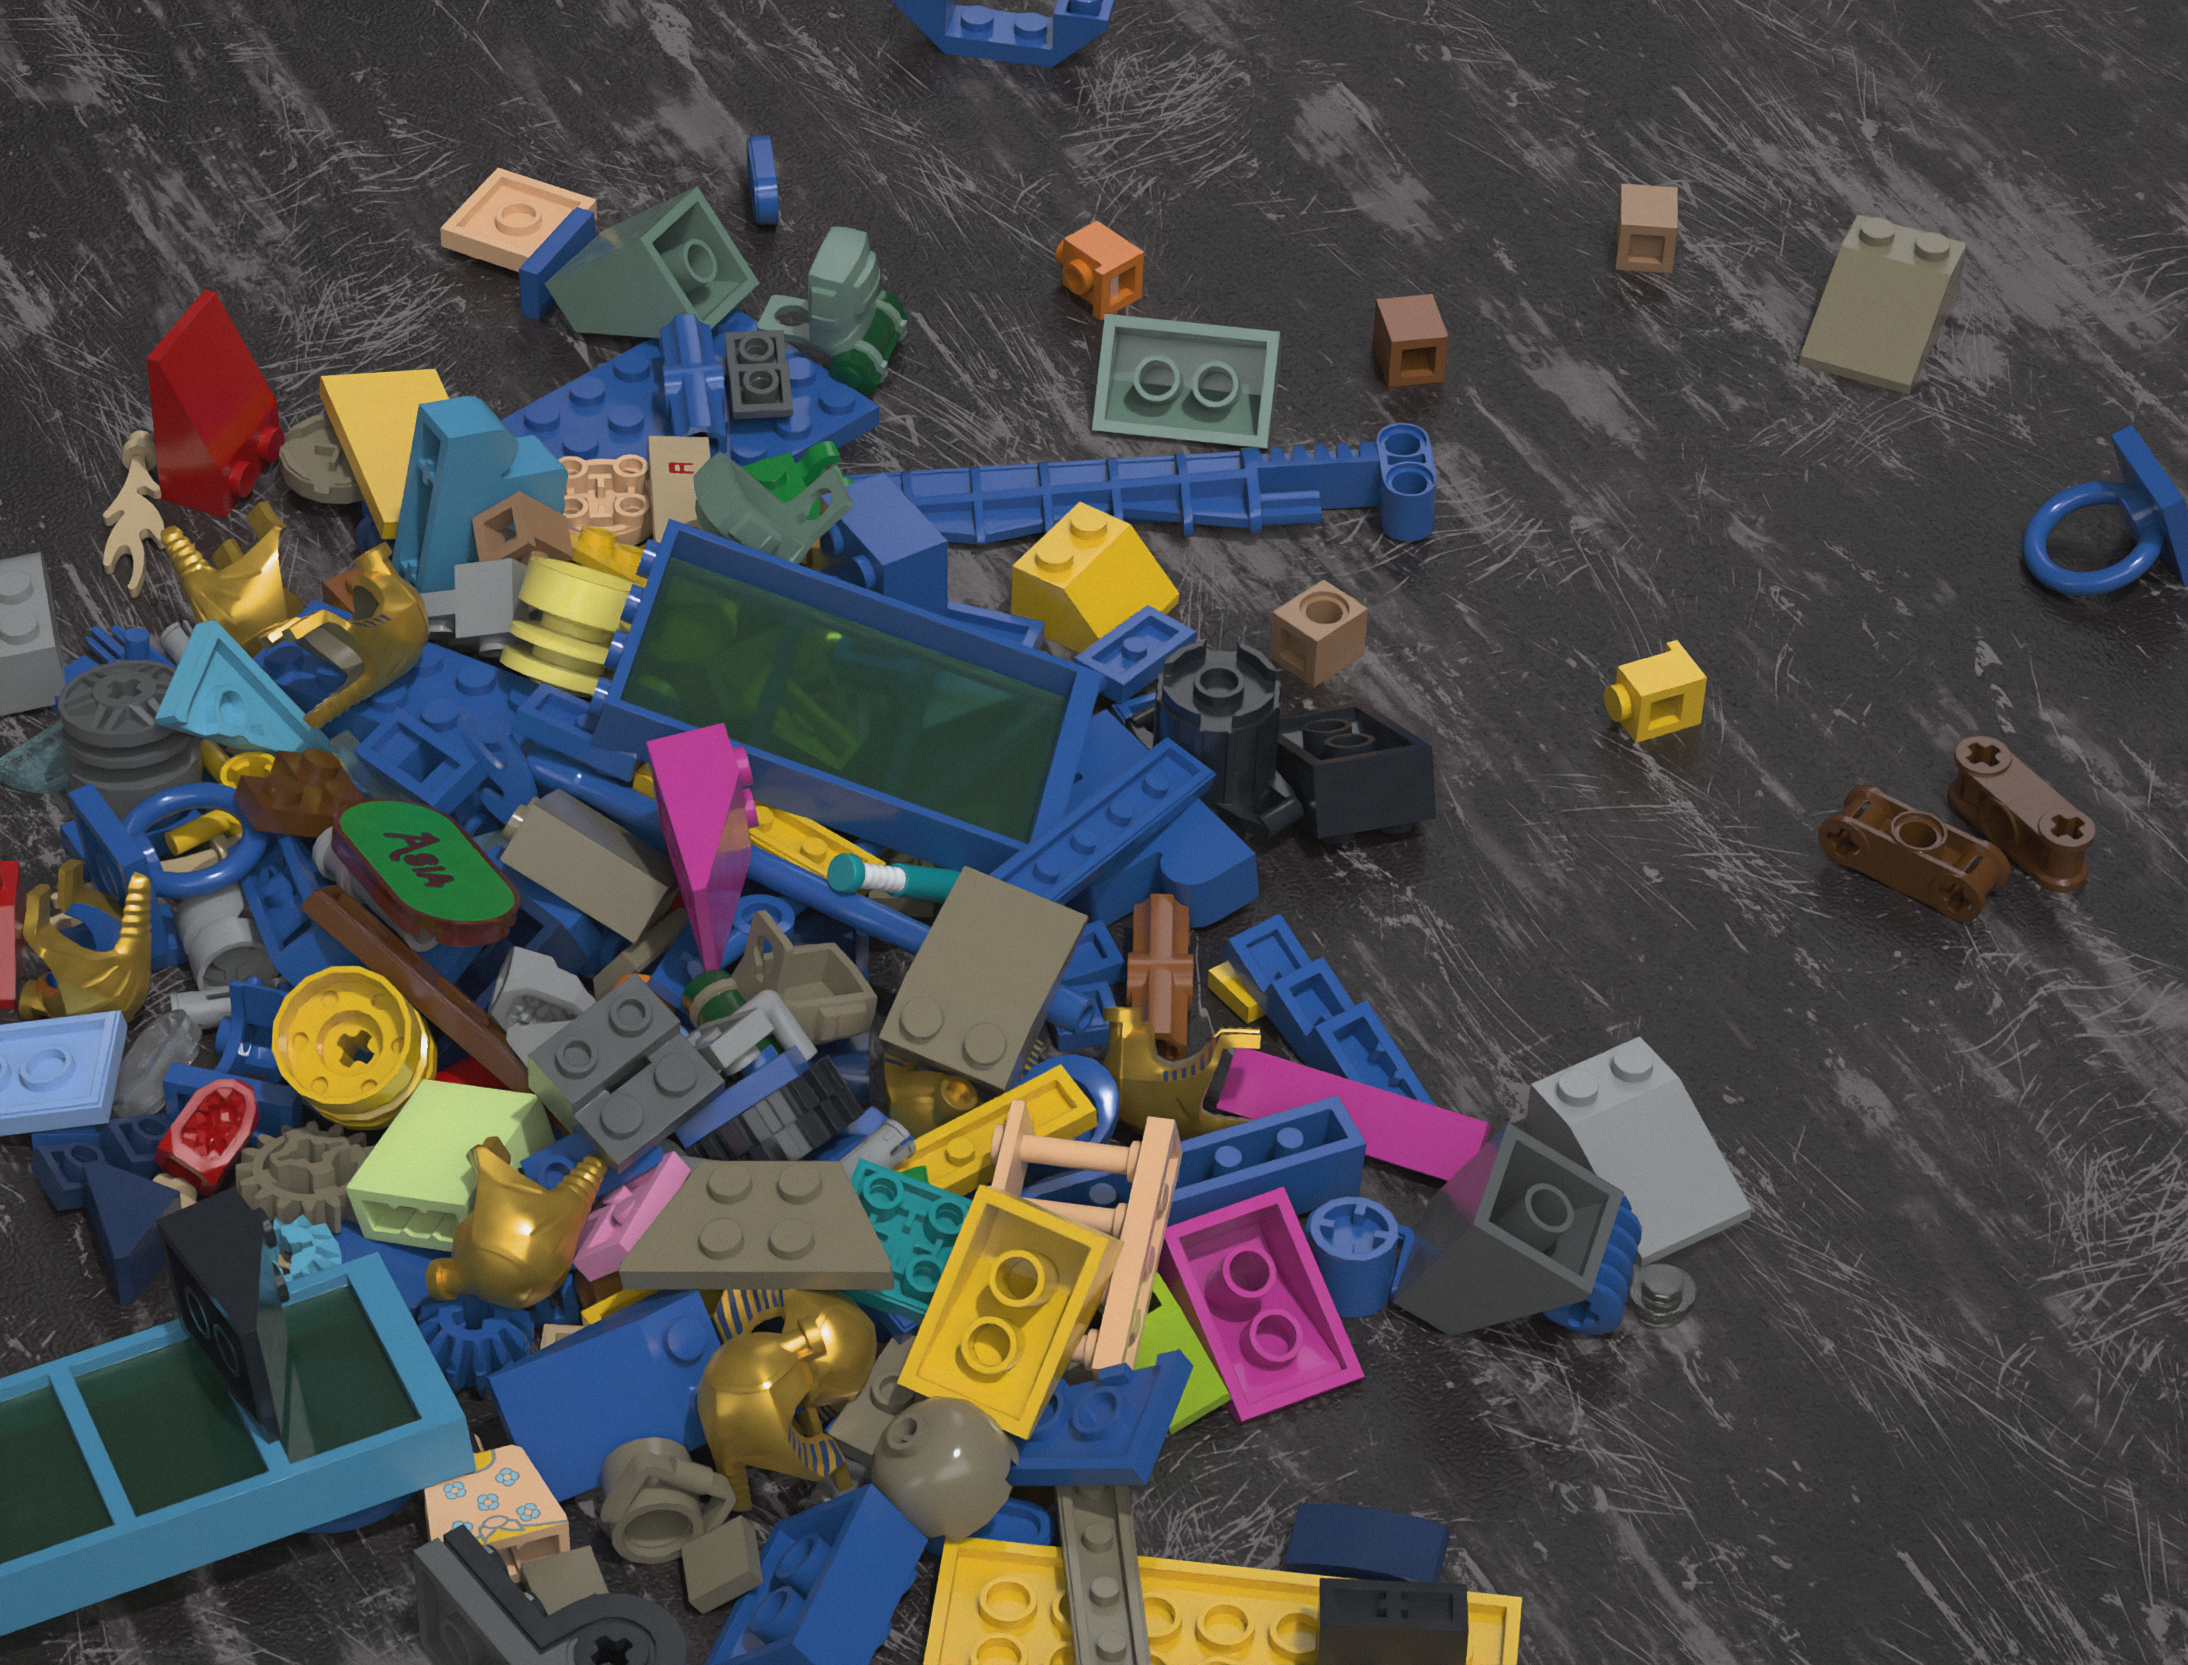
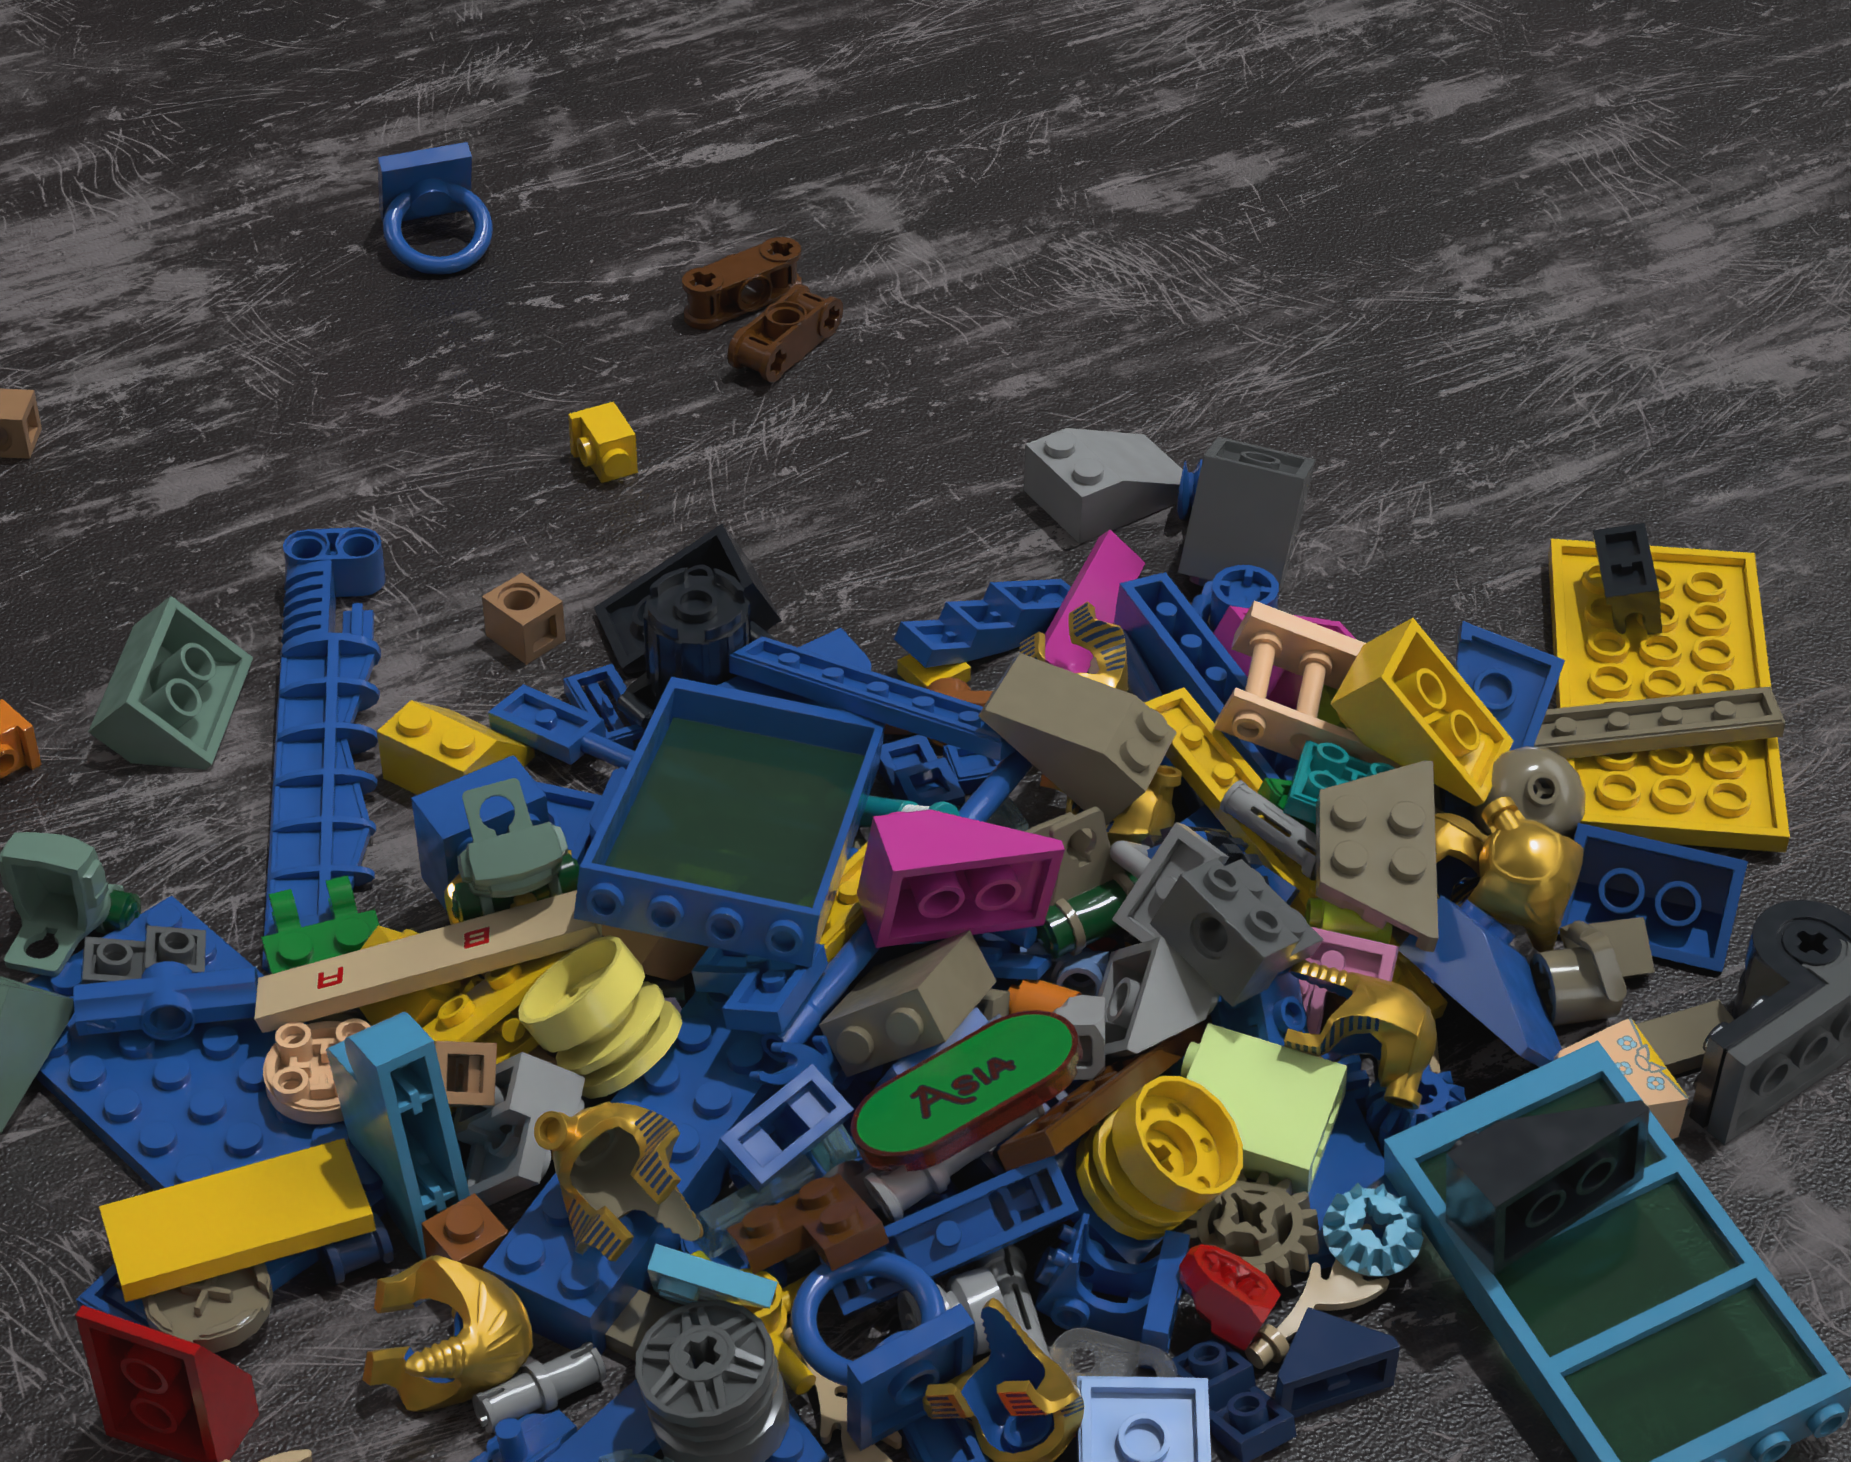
camera: 90 degrees left, 0 degrees up
(1366, 1544) = (1520, 606): dark blue slope -> none
(1410, 340) = (132, 559): dark orange brick -> none
(1884, 304) = (130, 307): dark tan slope -> none

